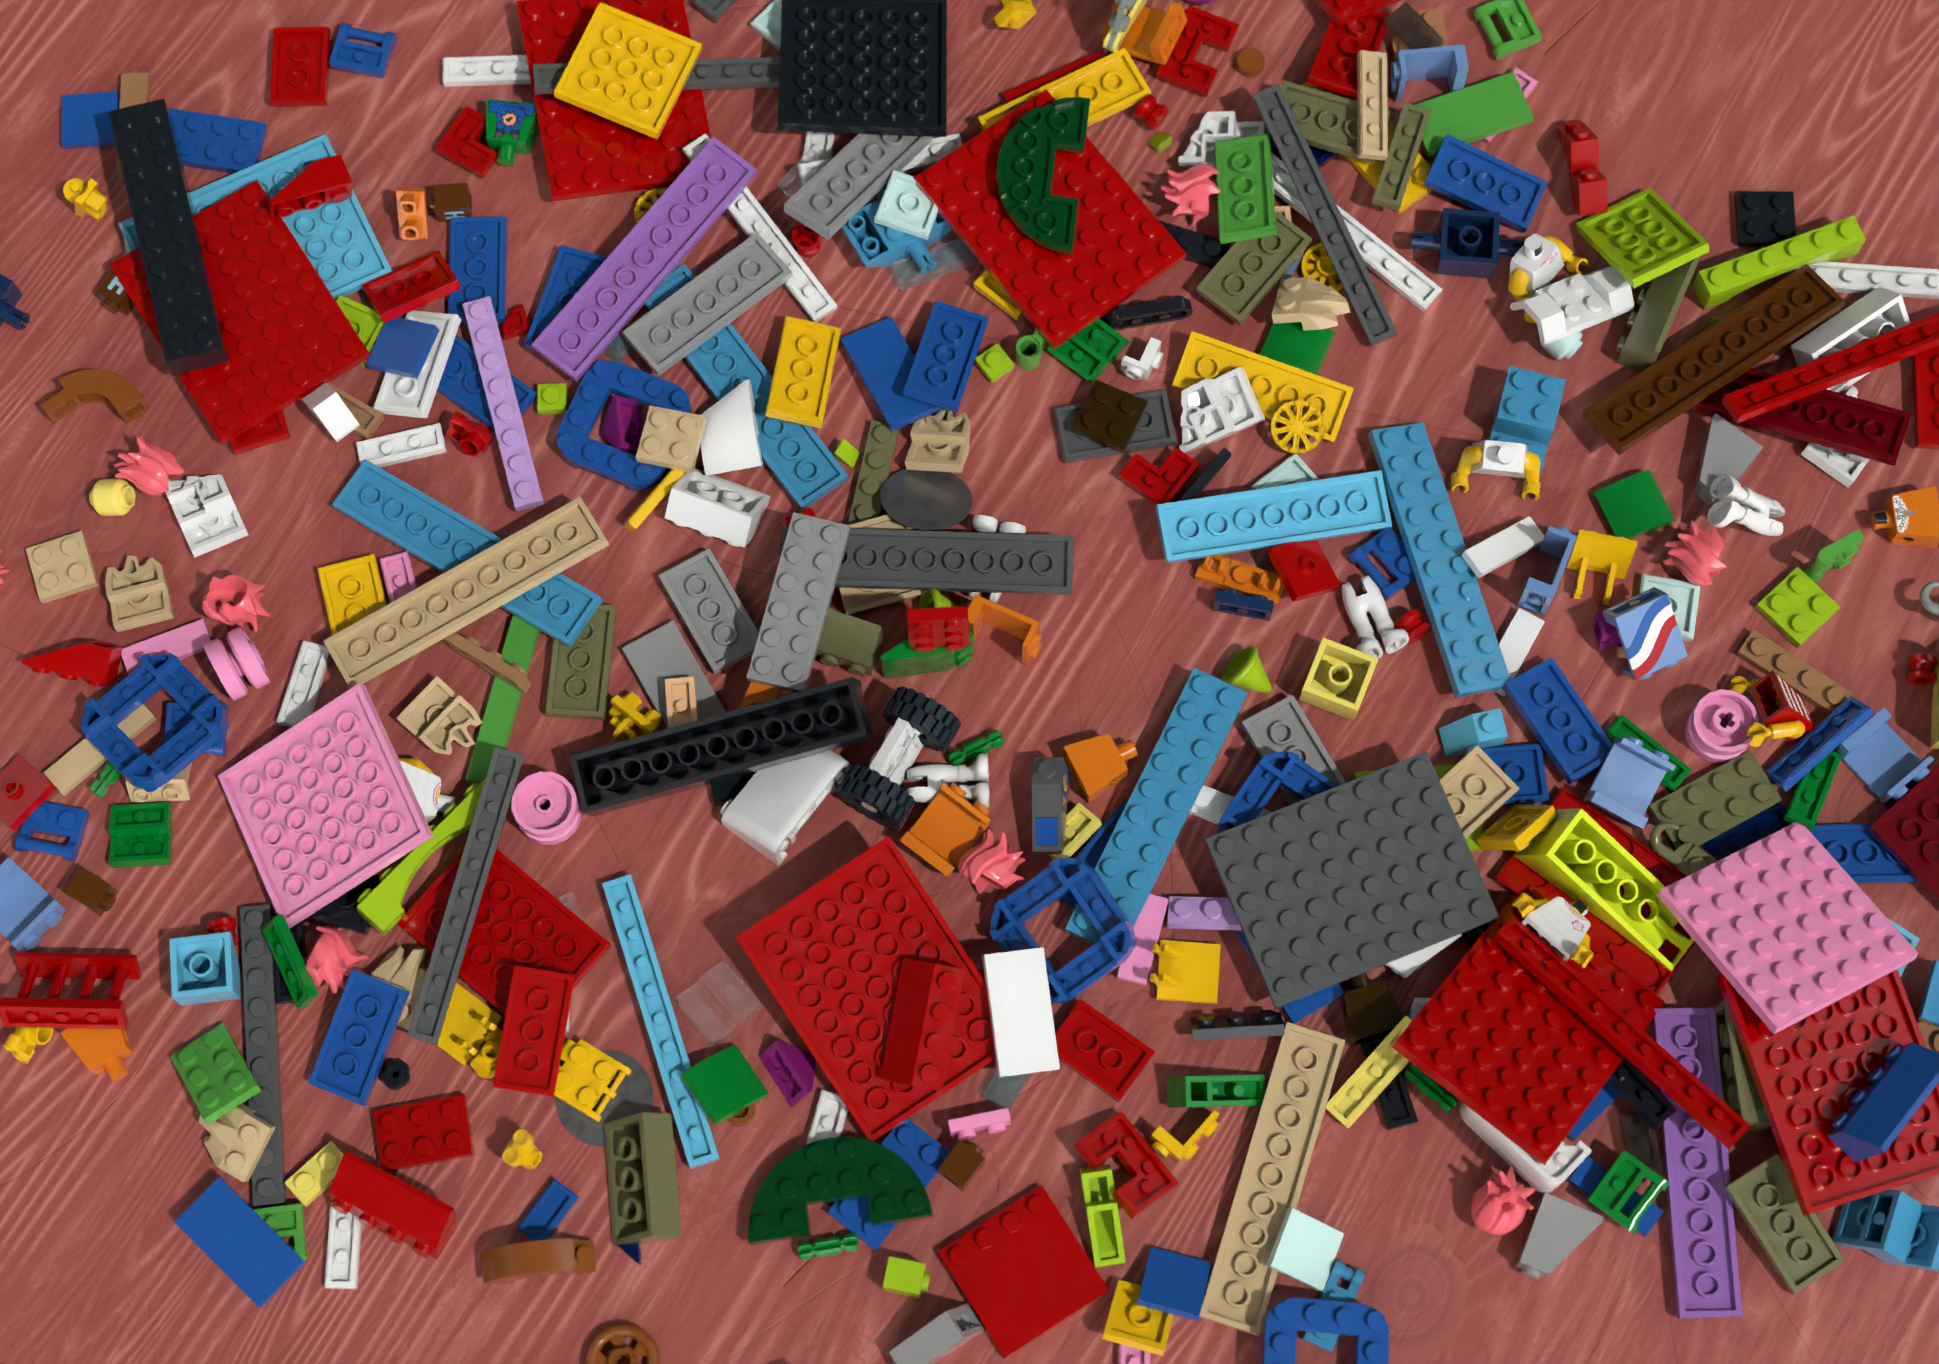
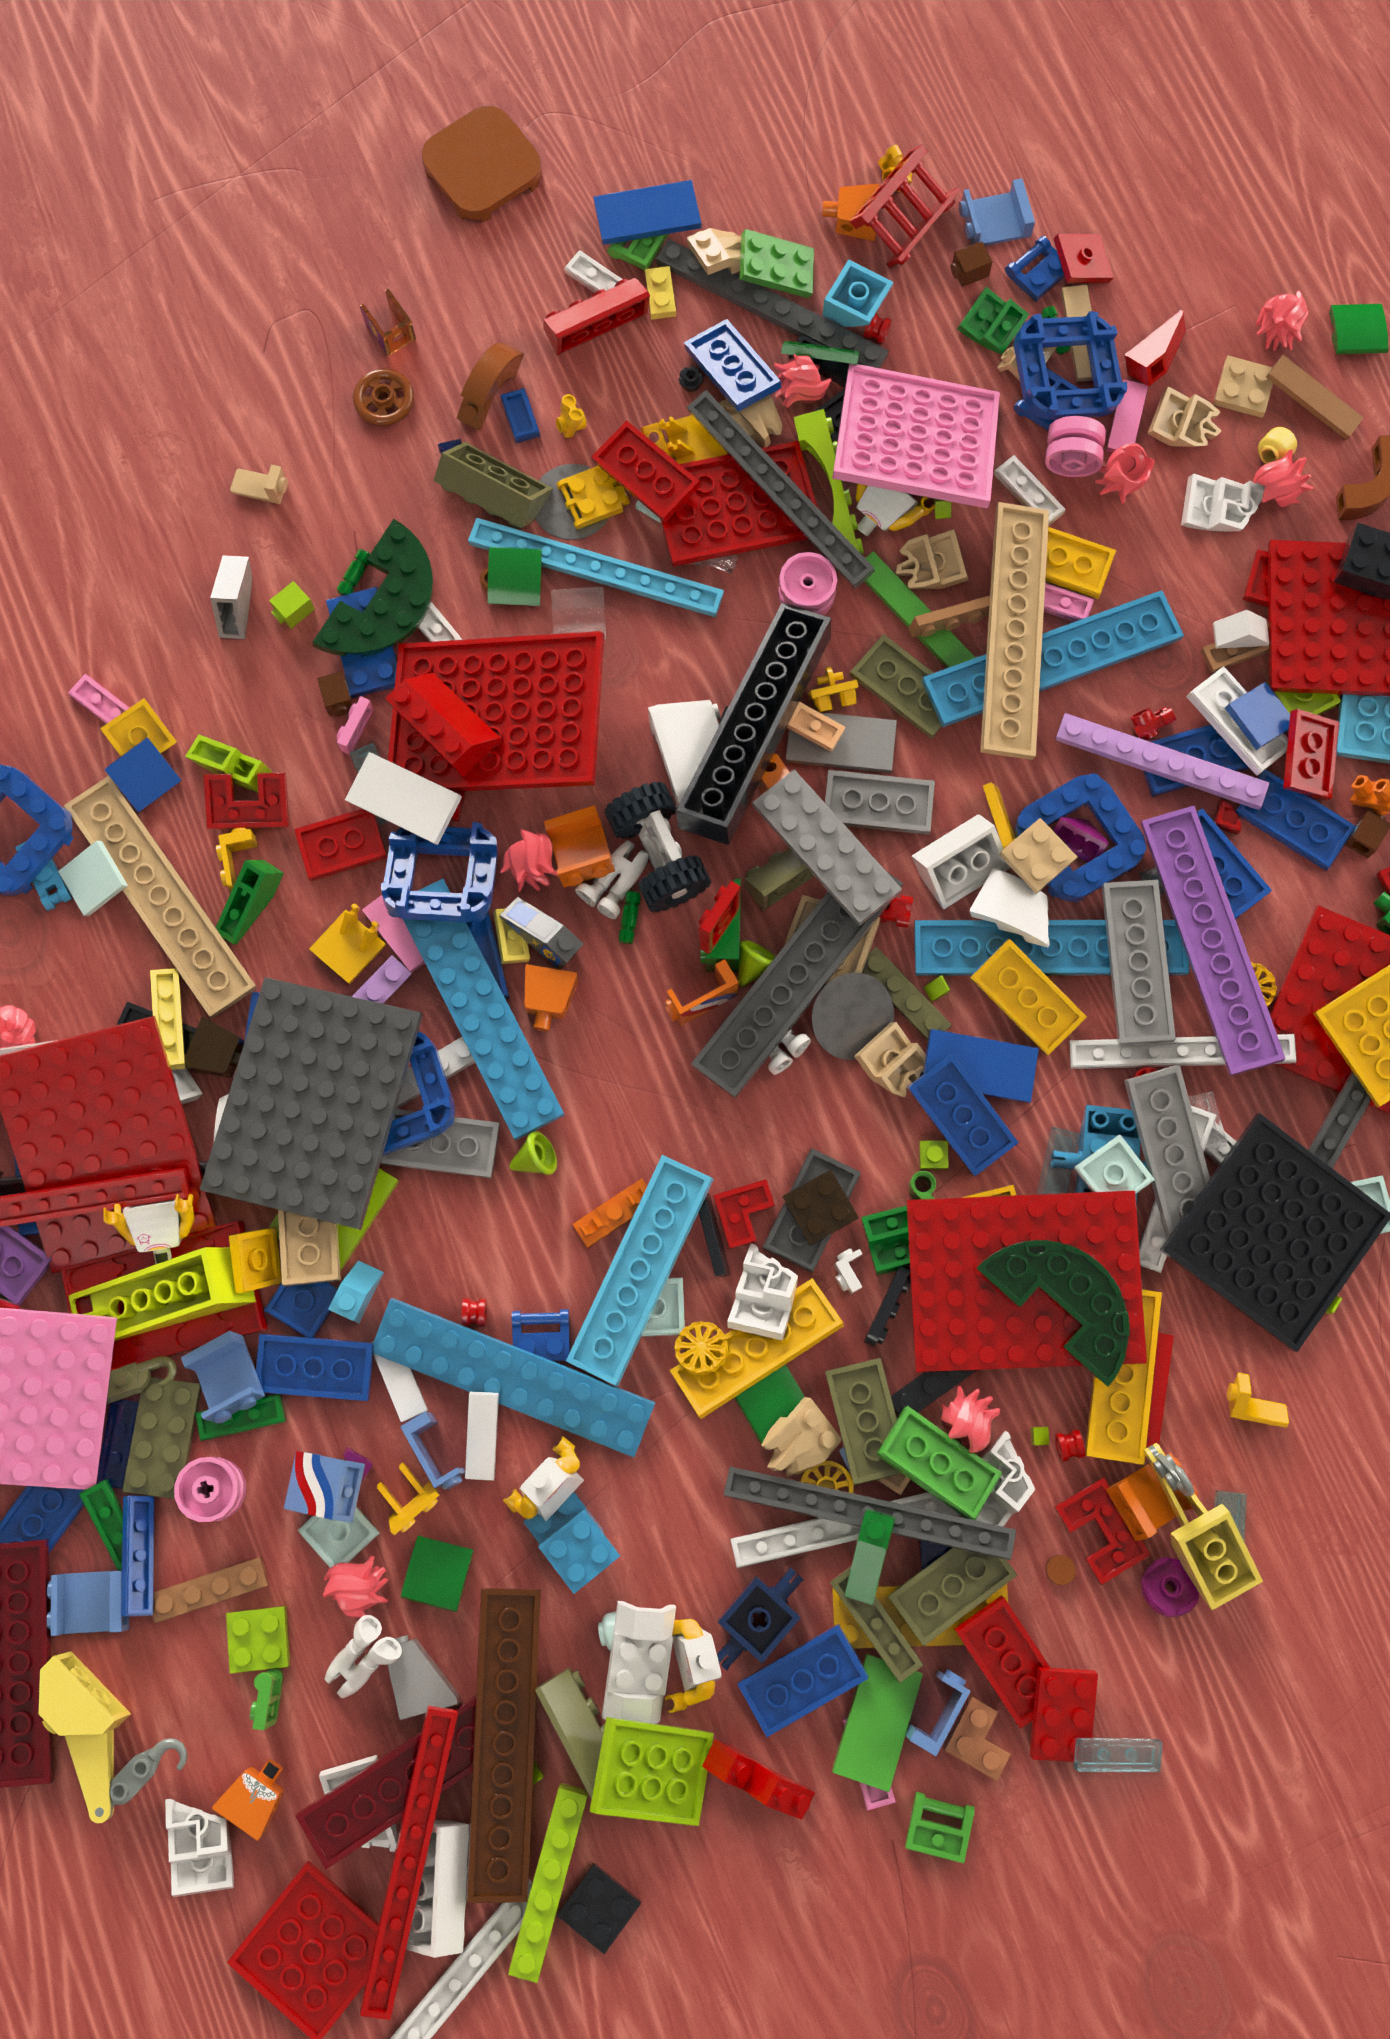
camera: 125 degrees right, 5 degrees up
(36, 497) = (1314, 397): none -> medium nougat tile
(403, 446) = (1178, 672): white tile -> none
(423, 1133) = (636, 372): red plate -> none
(552, 398) = (1141, 803): lime plate -> none
(791, 1070) = (491, 626): magenta slope -> none
(1023, 1271) = (235, 687): red plate -> none
(1232, 602) = (582, 1202): dark blue plate -> none
(1236, 1025) = (281, 947): black plate -> none
(1303, 569) = (581, 1261): red plate -> none
(1338, 679) = (473, 1218): light yellow brick -> none
(1355, 185) = (869, 1556): none -> green slope
(1372, 105) = (938, 1631): tan tile -> none
(1374, 604) = (510, 1297): white piece -> none
(1412, 28) = (987, 1731): clear smoke plate -> none
(1779, 707) = (184, 1544): torso -> none
(1922, 669) = (129, 1695): red wheel -> none

